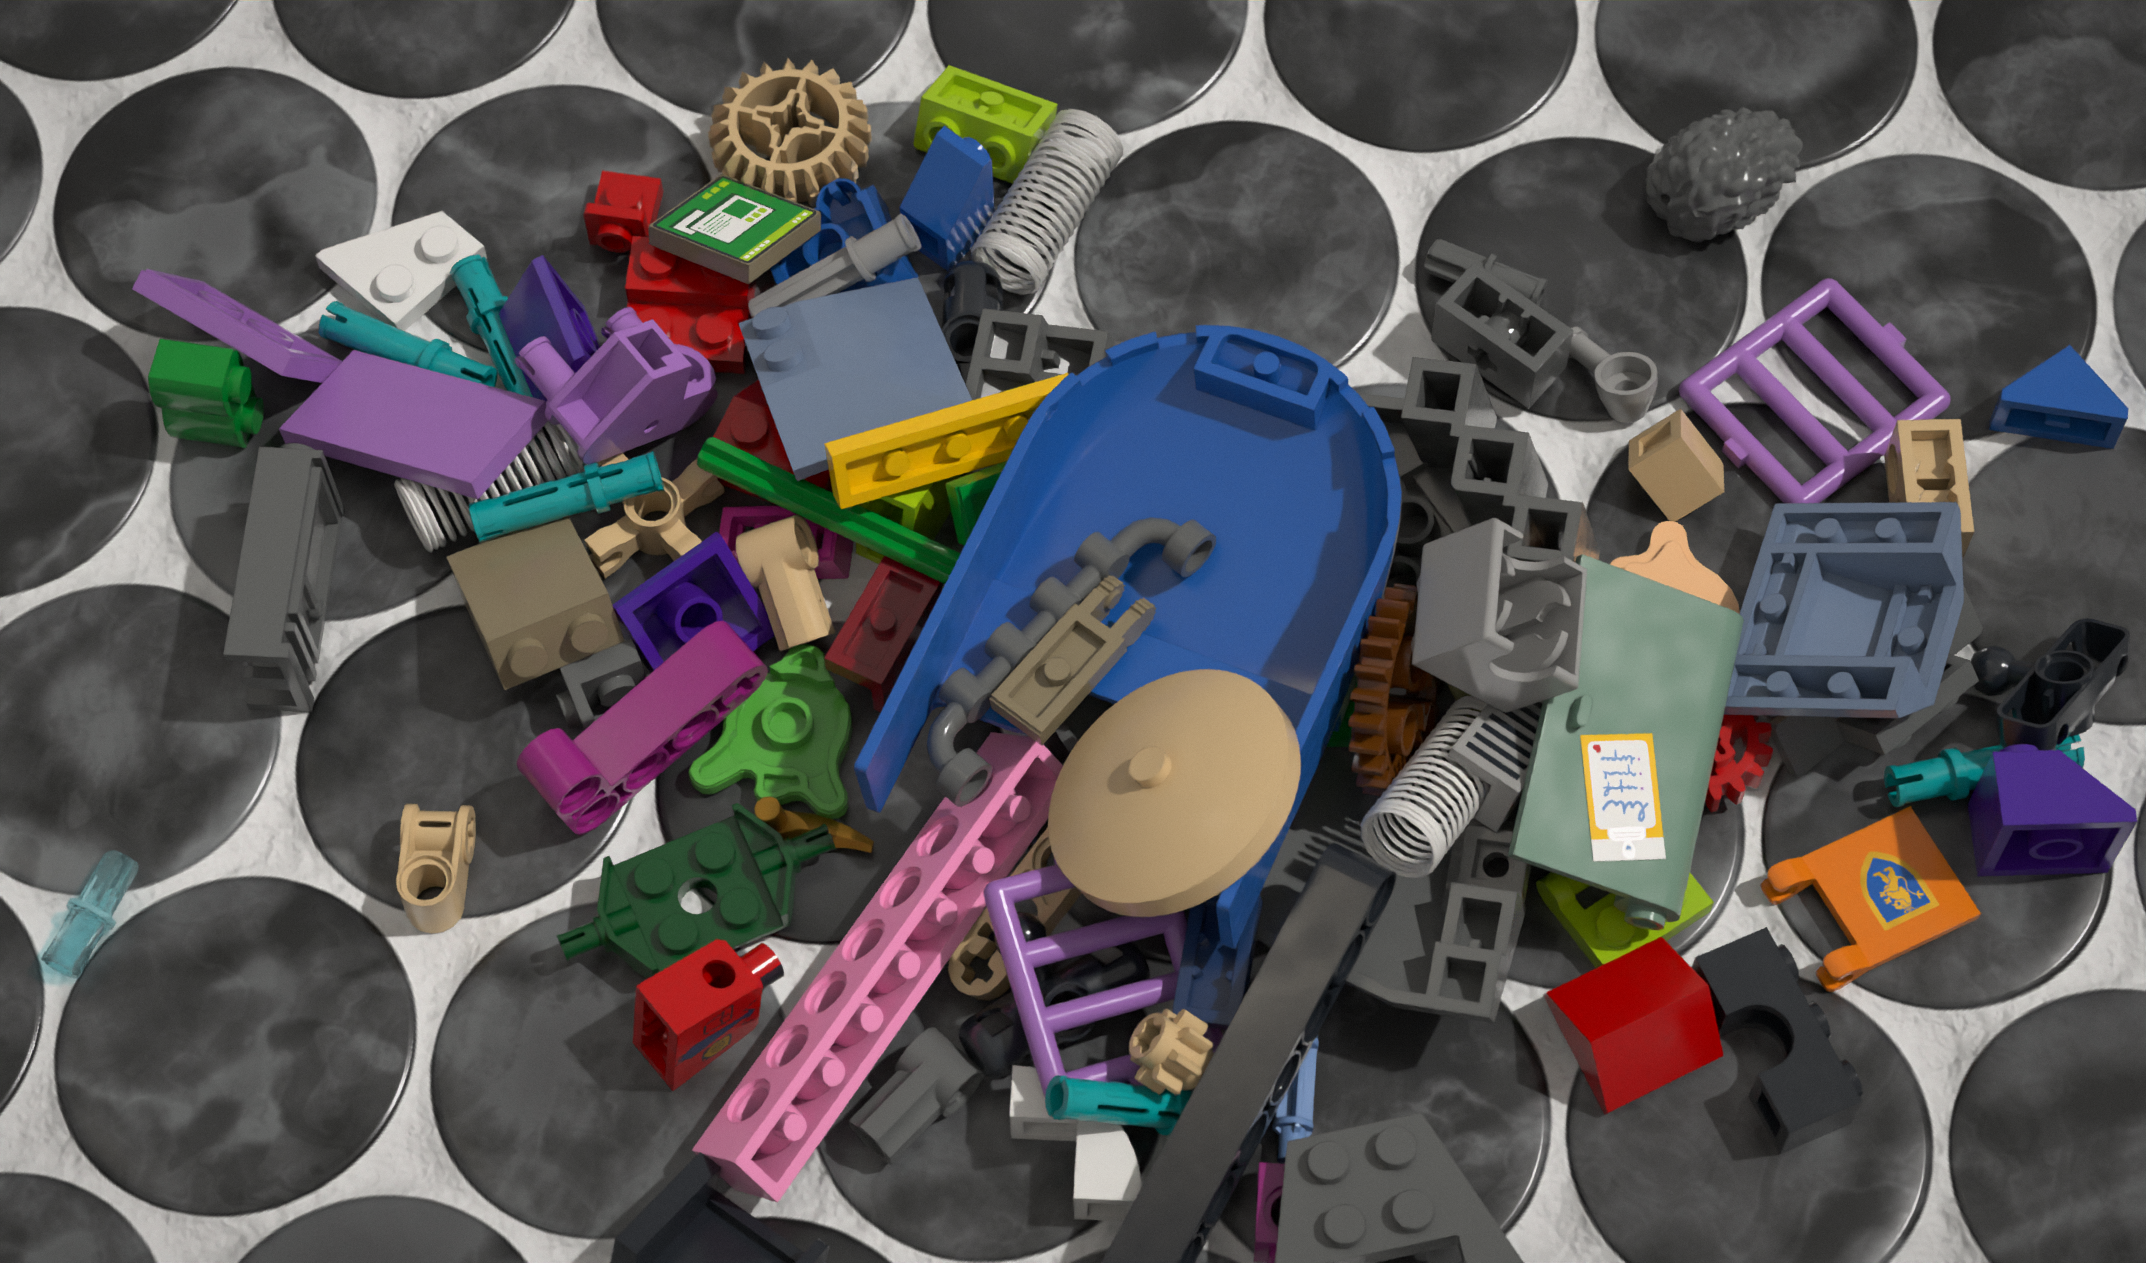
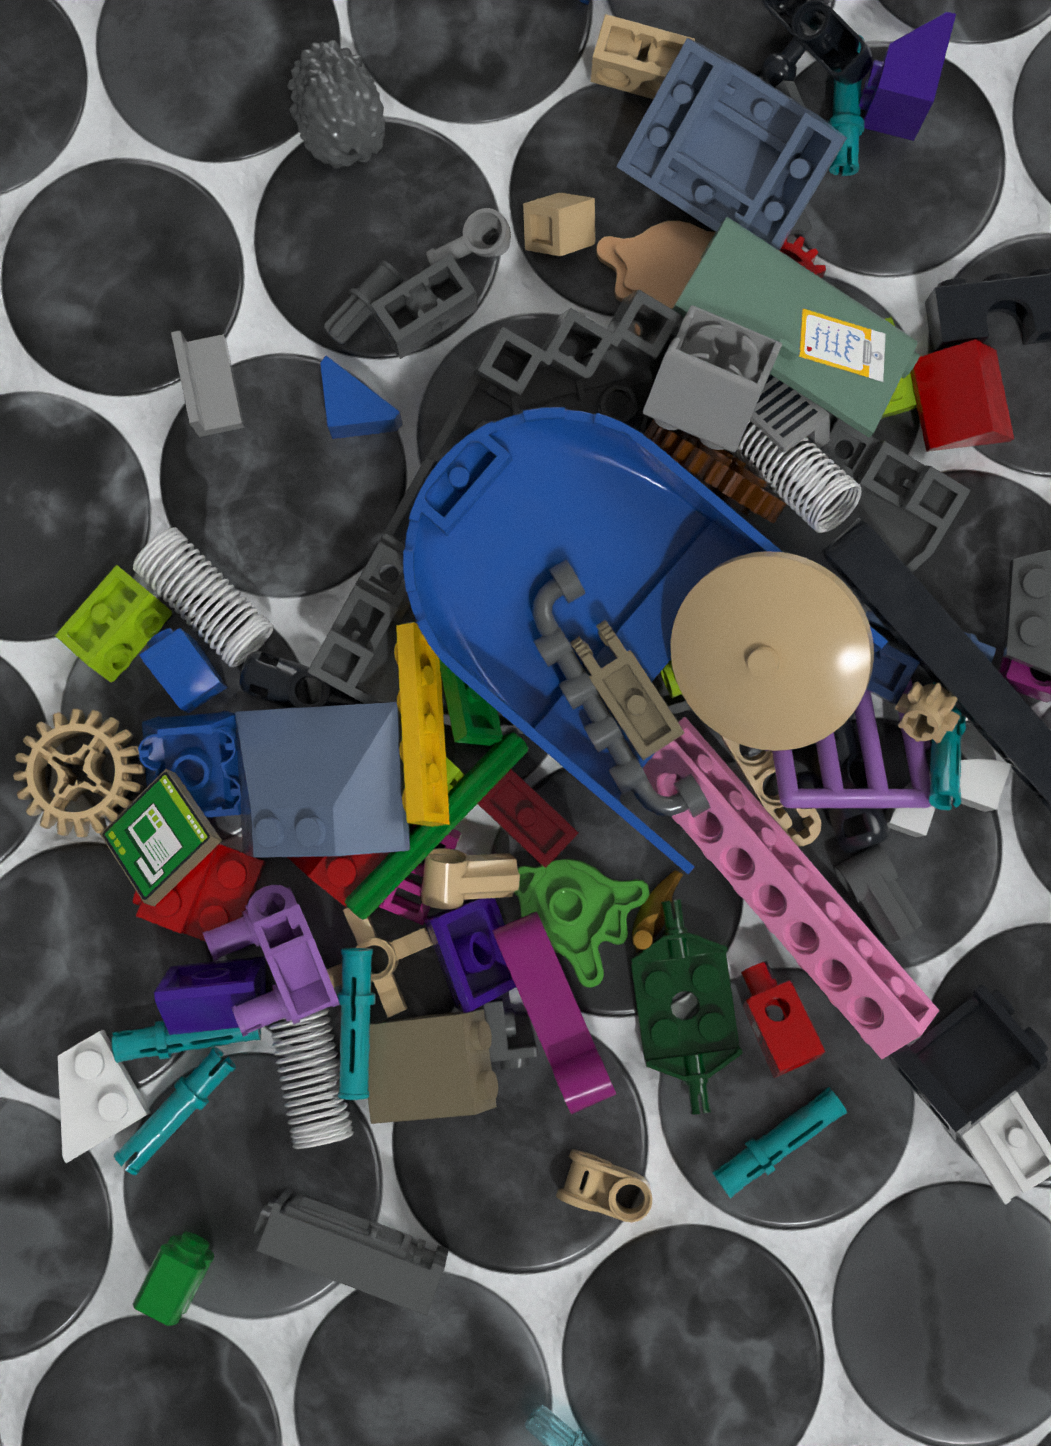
camera: 75 degrees left, 20 degrees up
(237, 325) = (123, 1239): medium lavender tile -> none
(416, 423) = (253, 1121): medium lavender tile -> none
(526, 1045) = (771, 1148): none -> teal pin
(622, 209) = (101, 916): red bracket -> none
(845, 267) = (223, 771): light grey axle -> none
(1315, 134) = (208, 384): none -> light grey panel
(1345, 295) = (352, 406): none -> blue slope
(1788, 326) = (570, 71): medium lavender bar -> none
(1883, 890) = (912, 203): orange flag -> none

